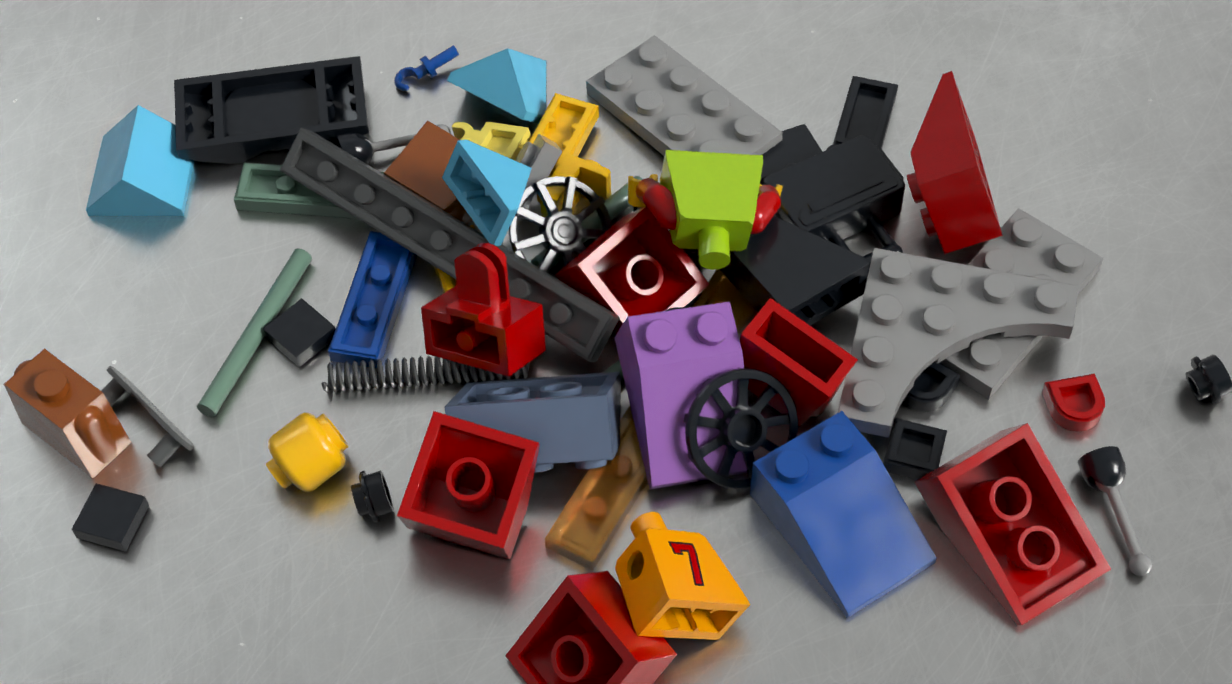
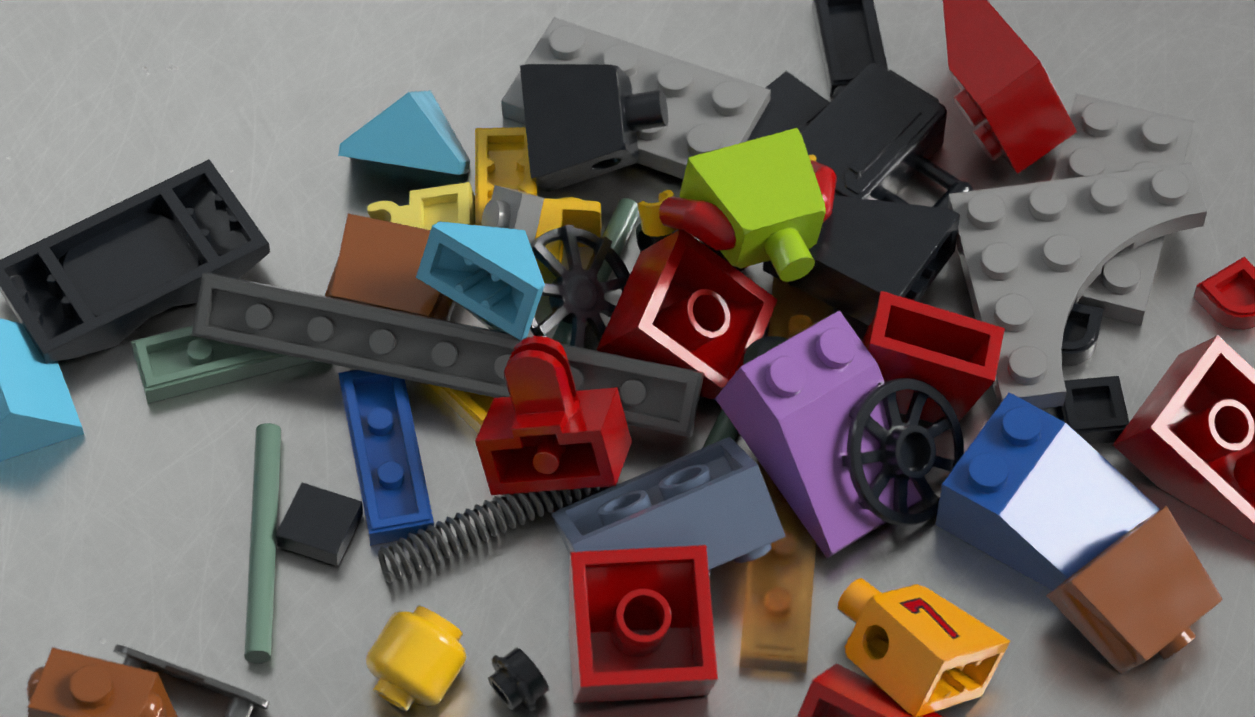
camera: 25 degrees left, 0 degrees up
(363, 149) = (271, 273): black hinge -> none
(427, 67) = (291, 145): blue hand -> none
(627, 109) = (584, 121): none -> black torso
(873, 606) = (1139, 594): none -> dark orange torso

